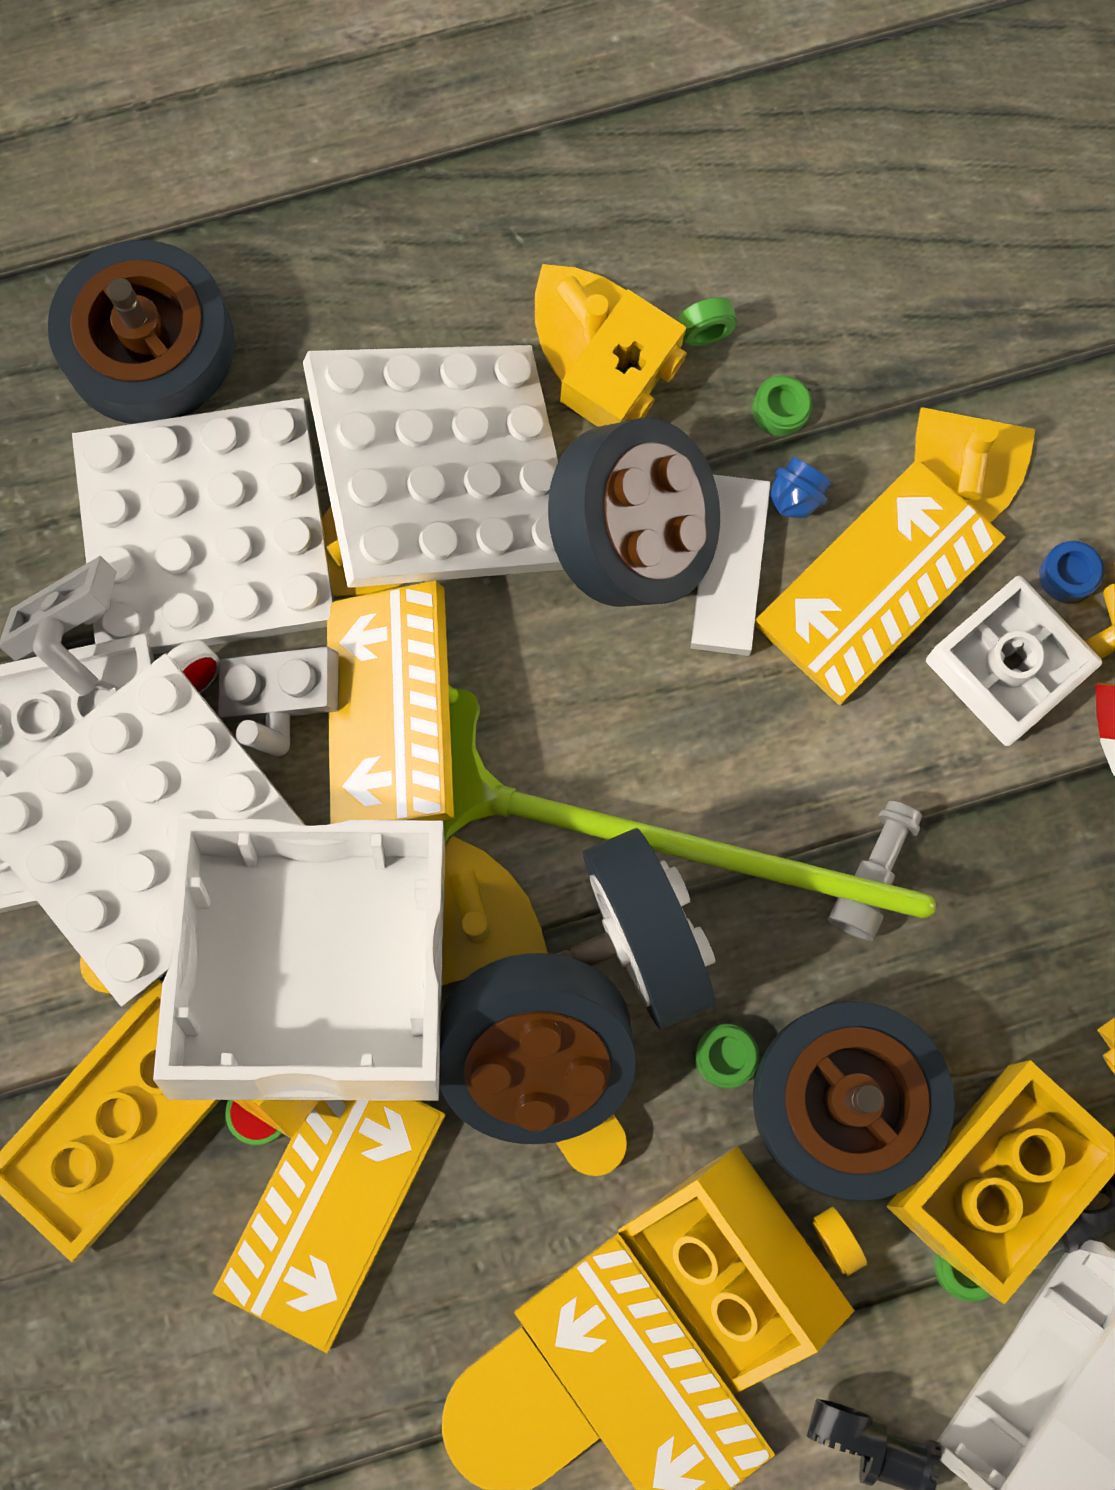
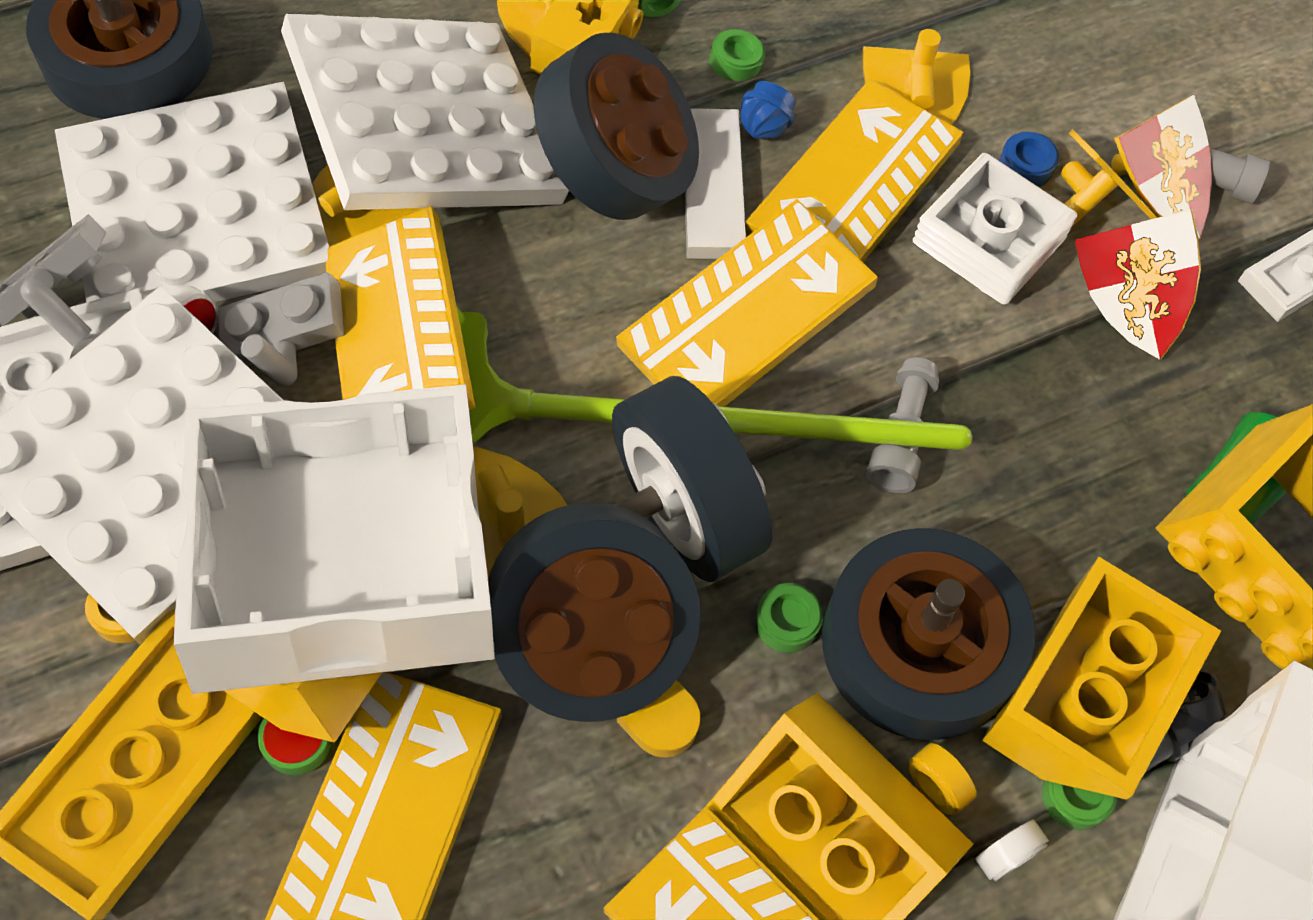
camera: 15 degrees left, 15 degrees down
(740, 725) = (750, 307): none -> yellow tile
(891, 1318) = (1012, 850): none -> white tile

